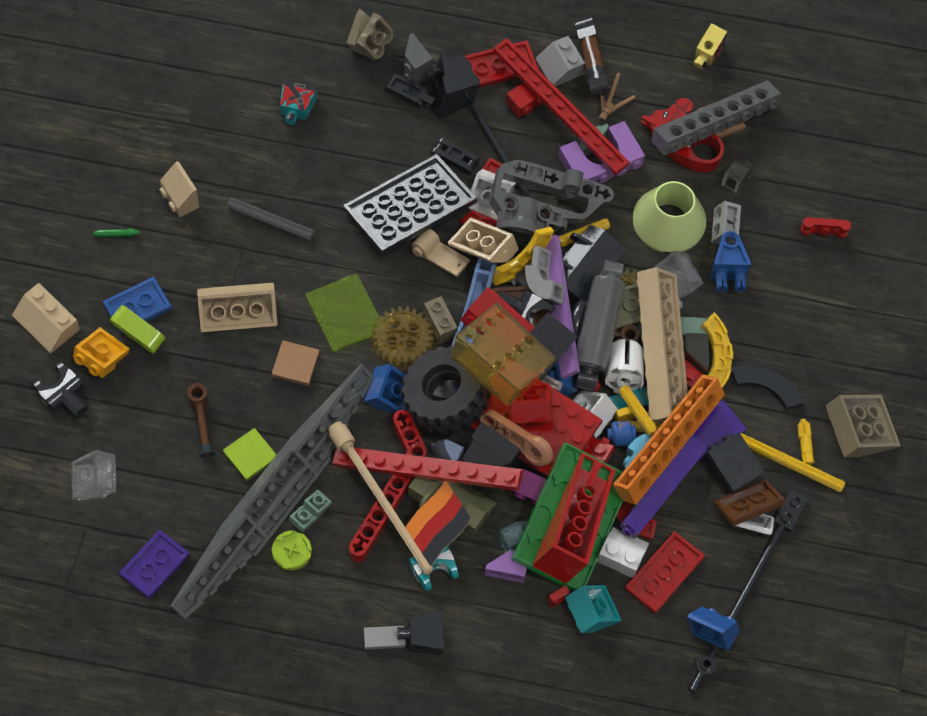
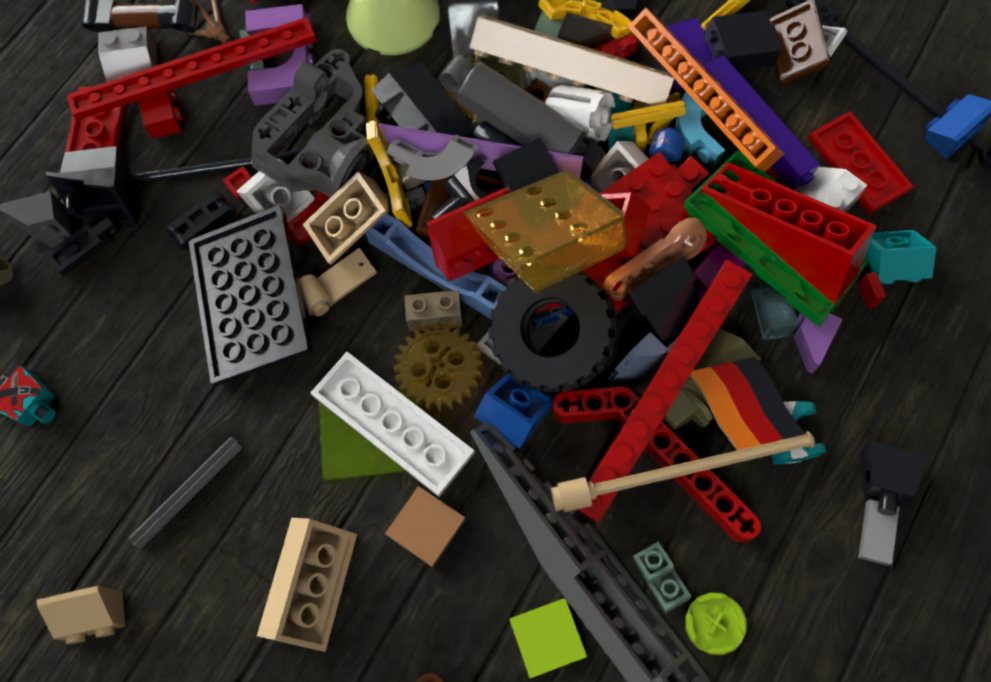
camera: 60 degrees left, 5 degrees up
(354, 320) = (393, 423): none -> white plate

